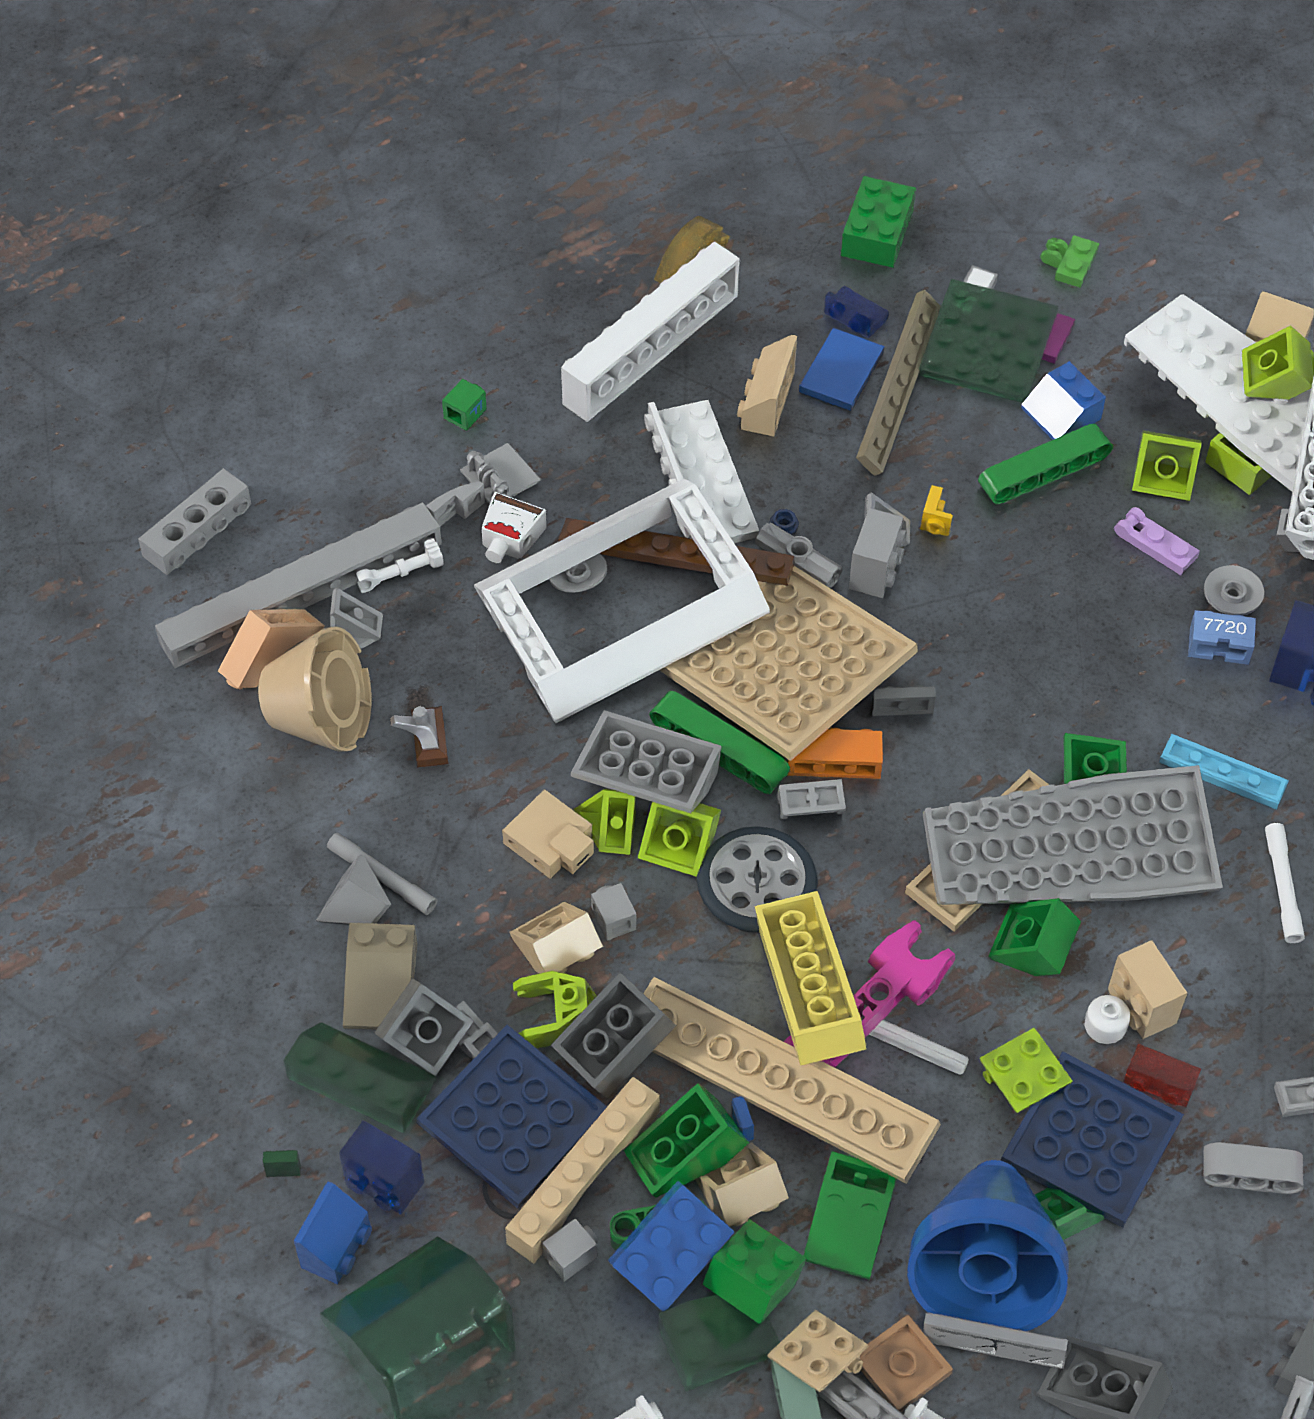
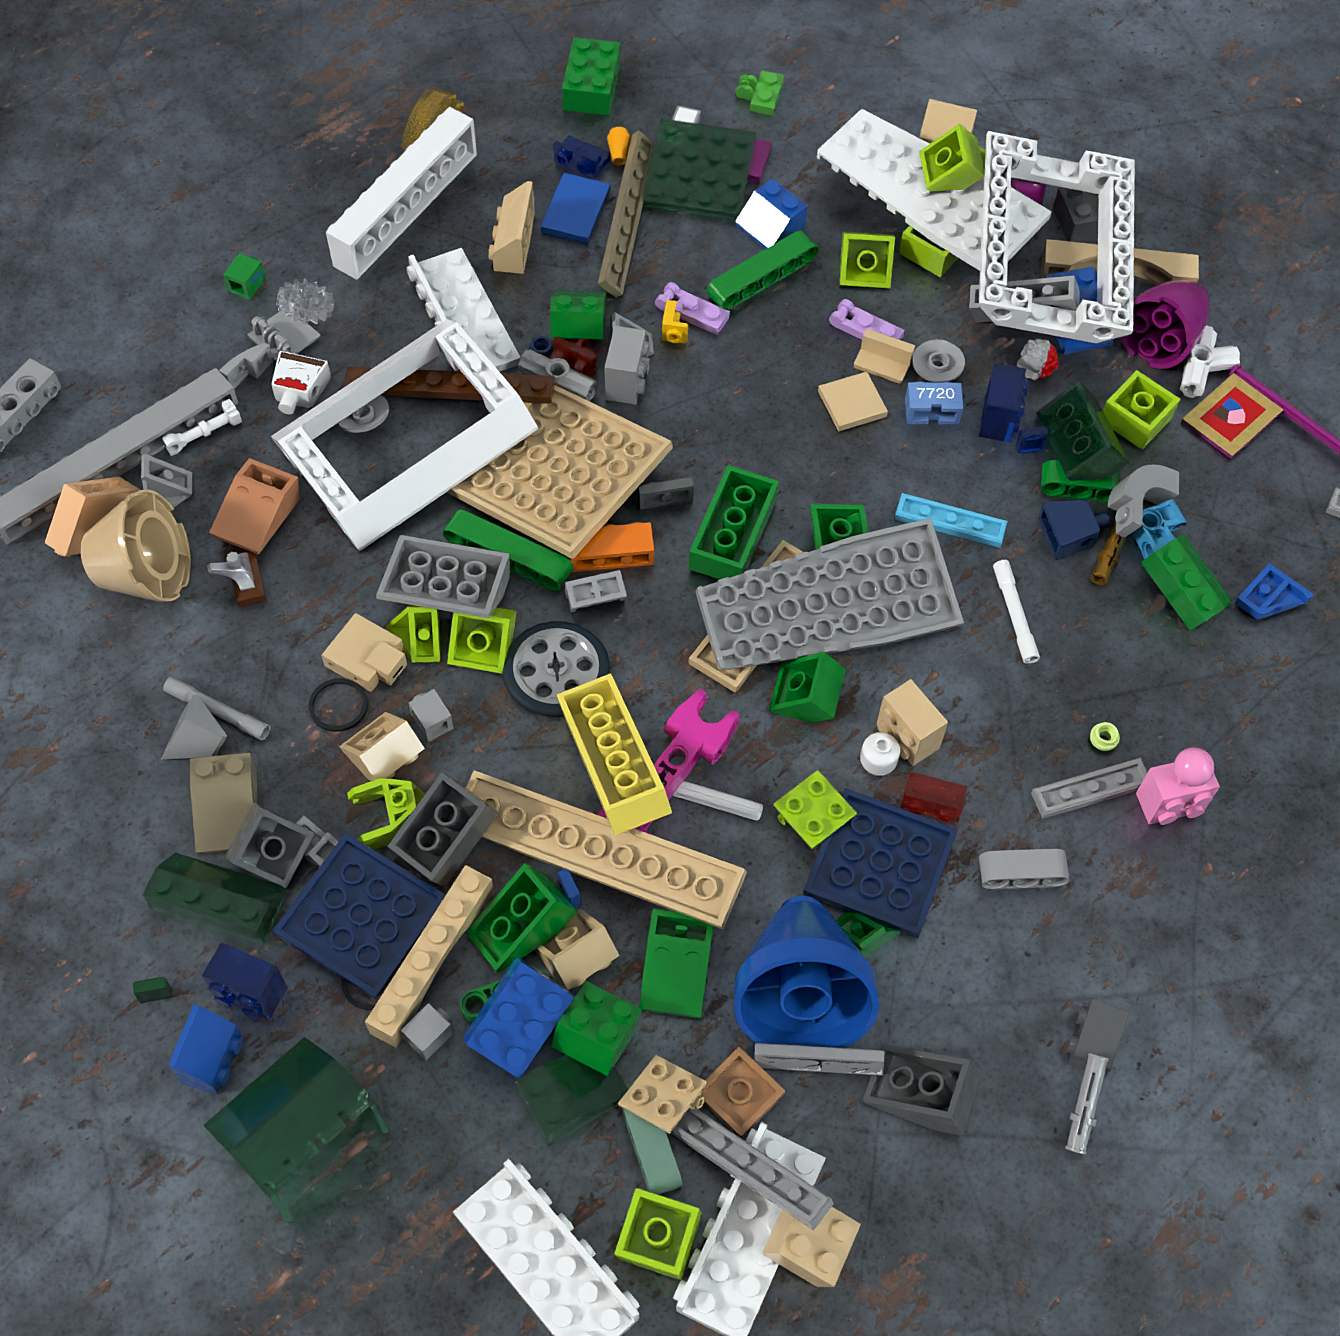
camera: 10 degrees left, 5 degrees up
(449, 659) = (255, 506): none -> nougat slope
(513, 861) = (344, 727): none -> black piece
(528, 440) = (305, 301): none -> clear gear
(822, 533) = (577, 355): none -> clear red hips
(829, 489) = (577, 314): none -> green slope
(899, 302) = (619, 143): none -> light orange cone
(961, 498) = (694, 309): none -> lavender plate
(975, 744) = (733, 524): none -> green brick
(1129, 624) = (852, 401): none -> tan tile
(1172, 577) = (884, 356): none -> tan panel

